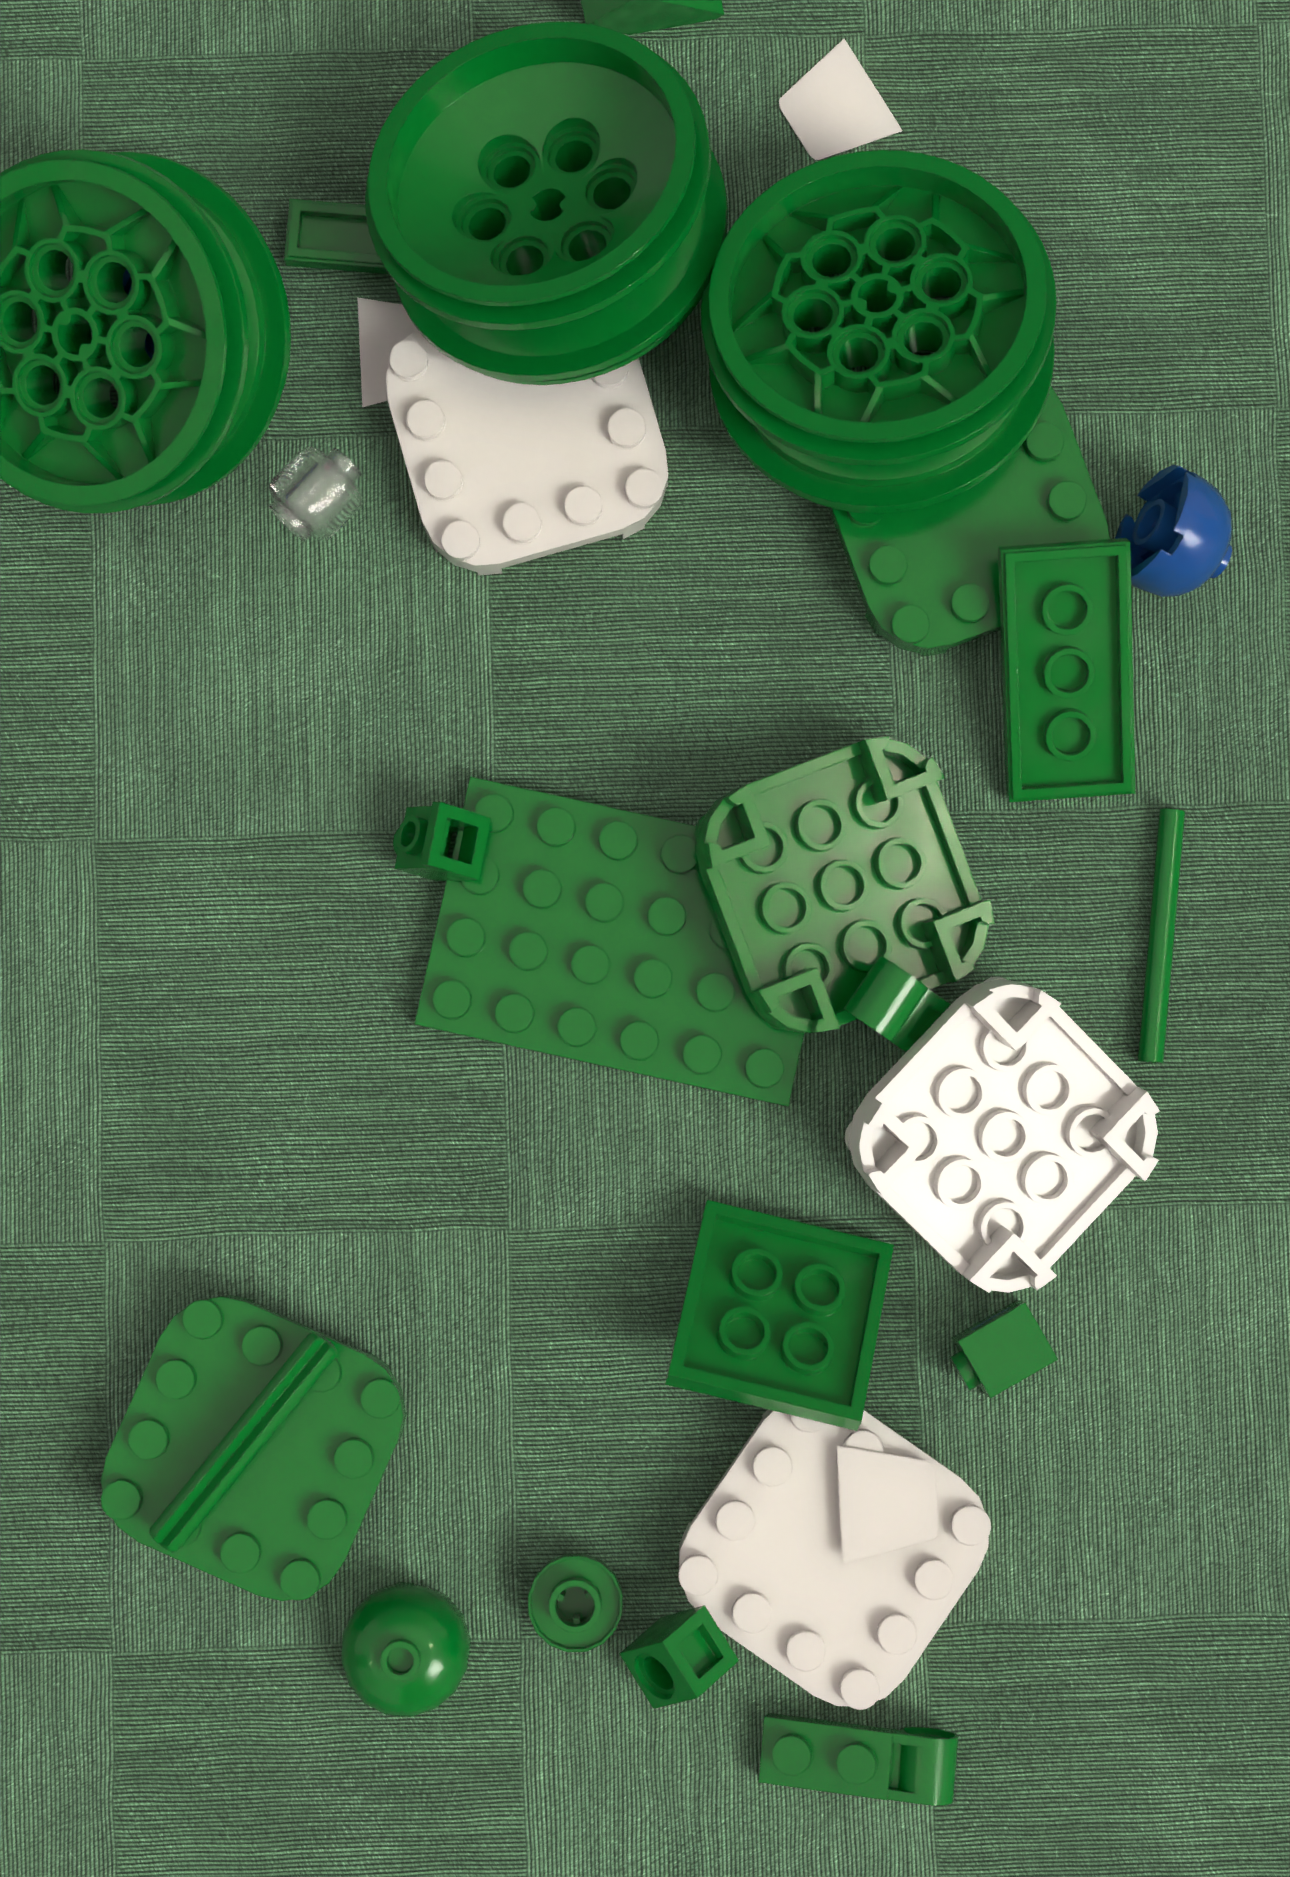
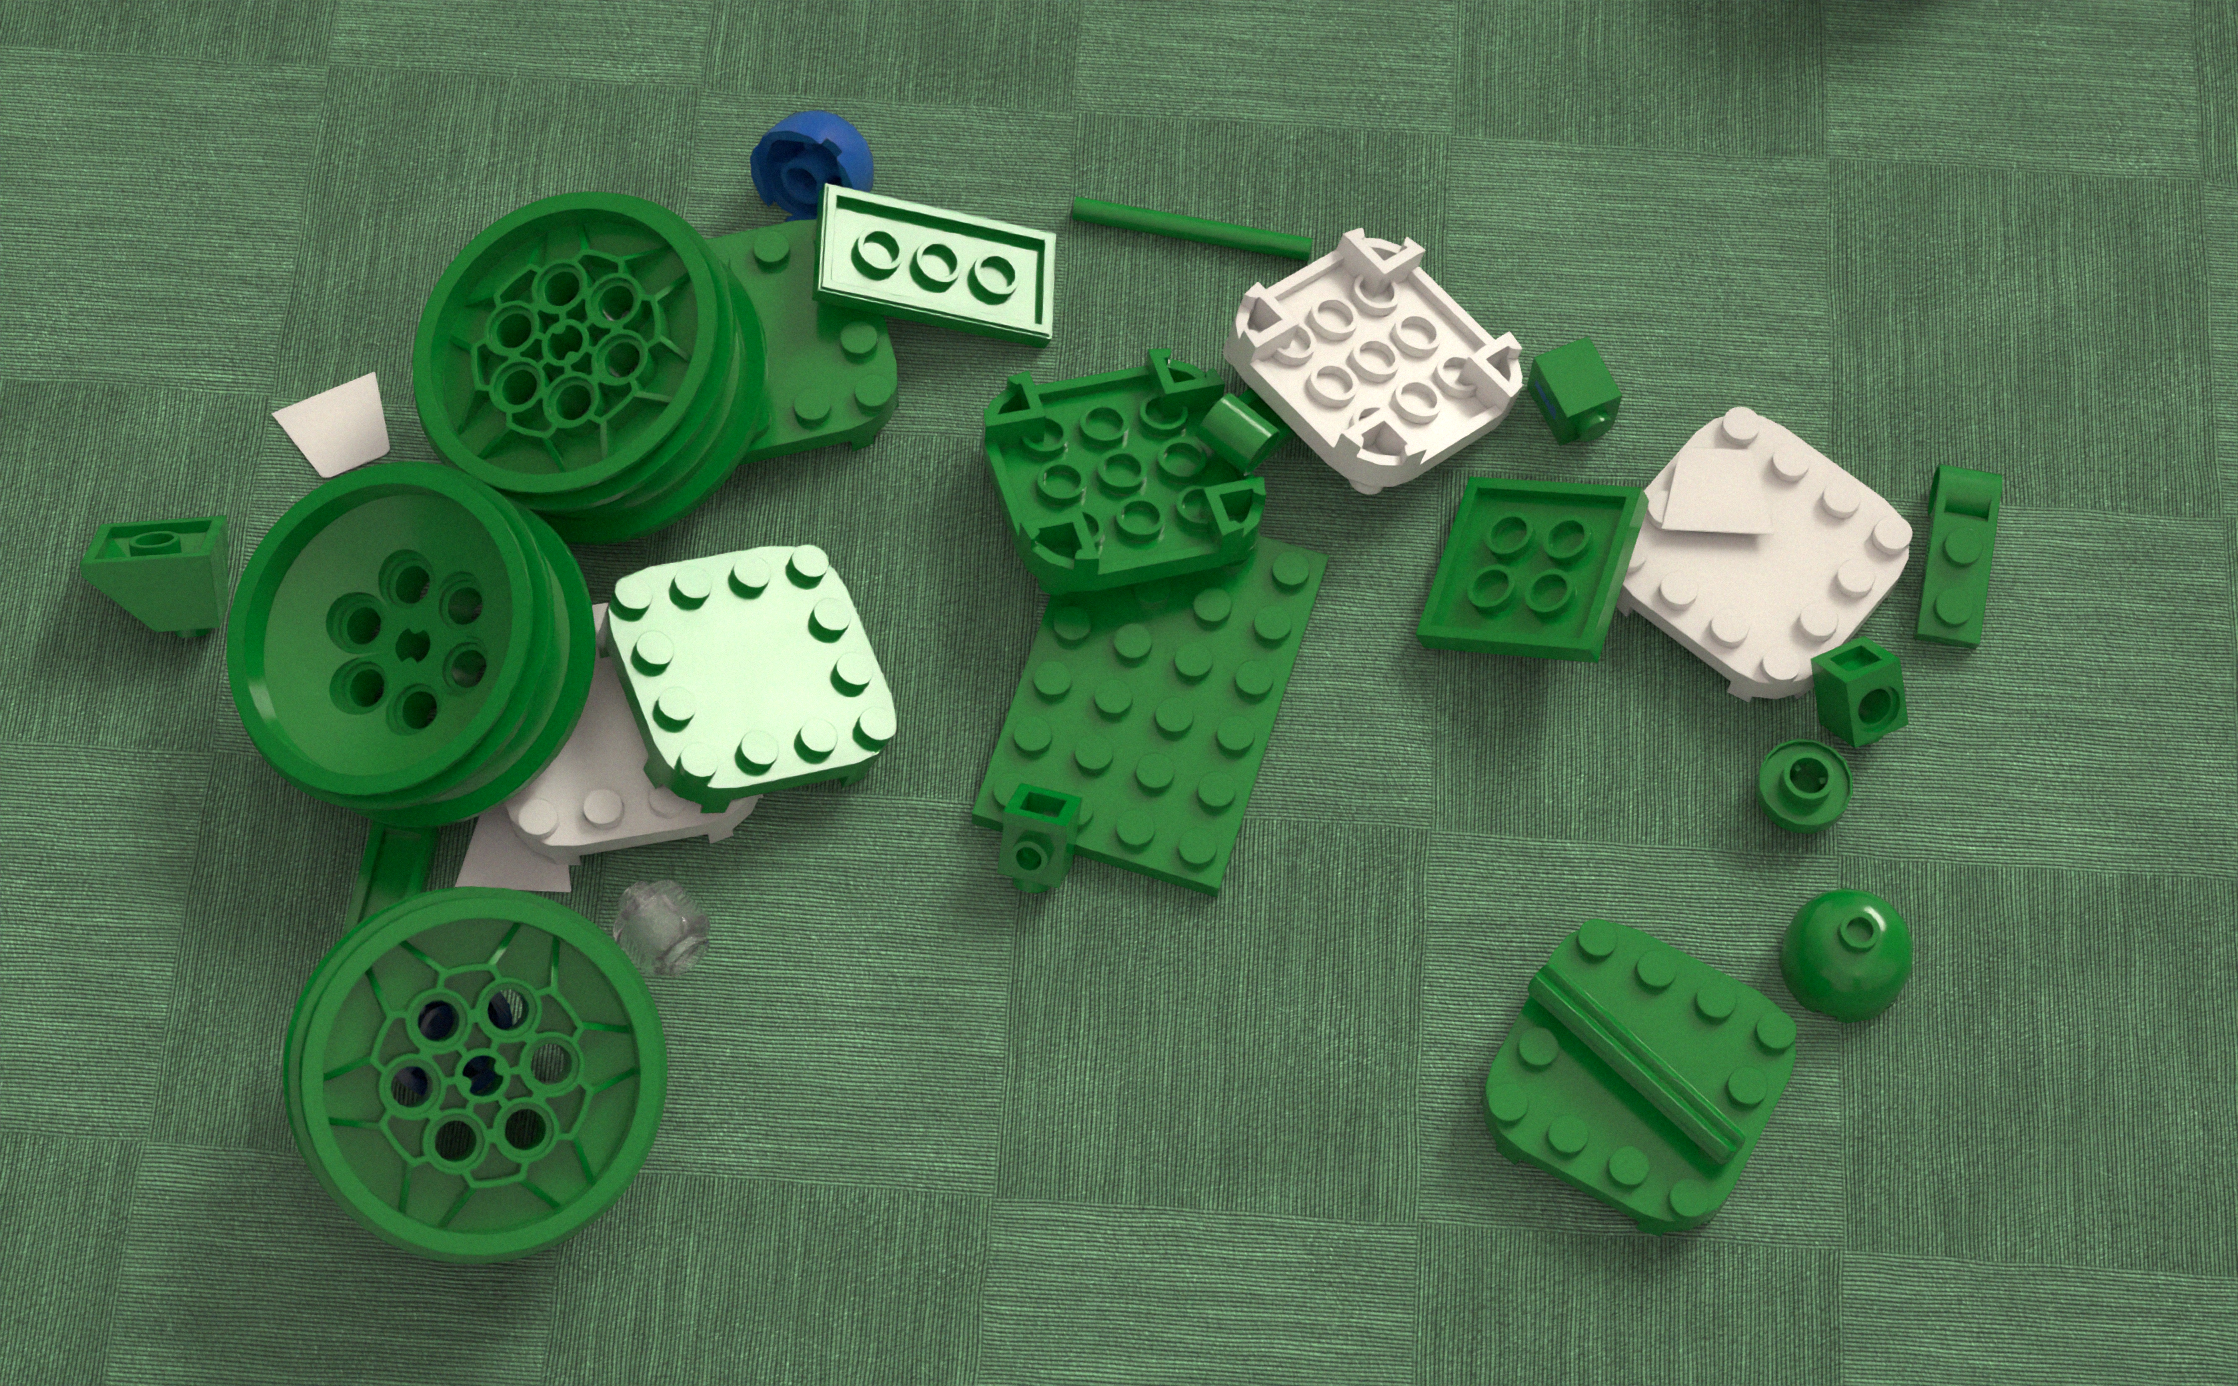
camera: 85 degrees left, 20 degrees down
(575, 537) = (747, 674): none -> plate

